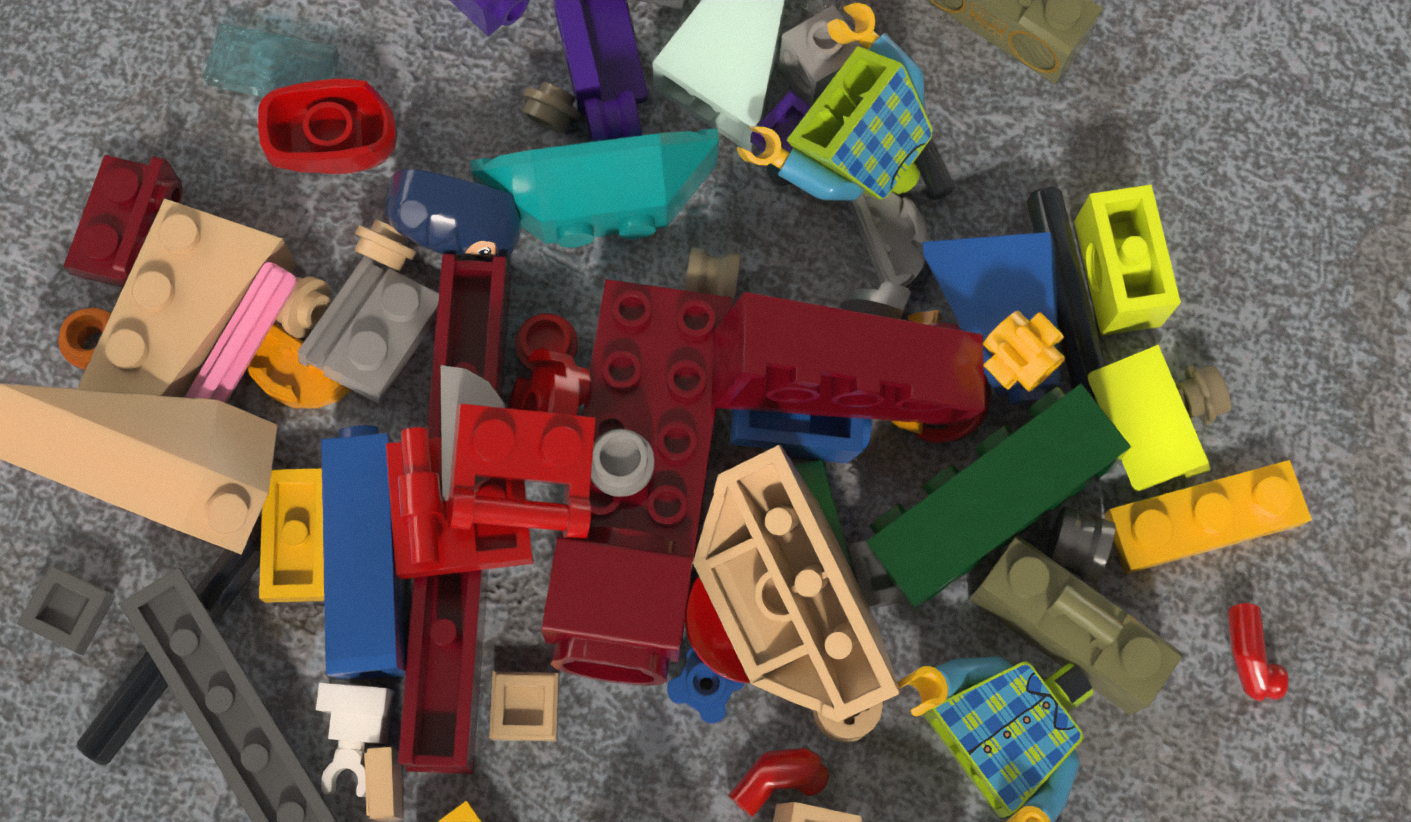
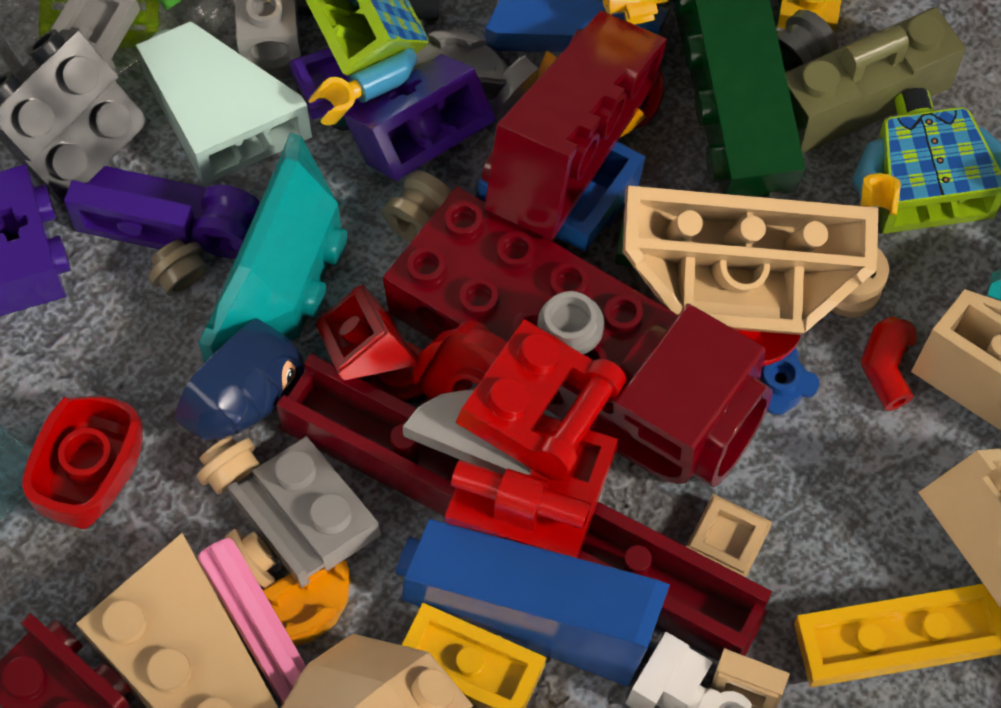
camera: 60 degrees left, 10 degrees down
(549, 296) = (363, 336): none -> red slope
(798, 233) = (421, 117): none -> dark purple brick

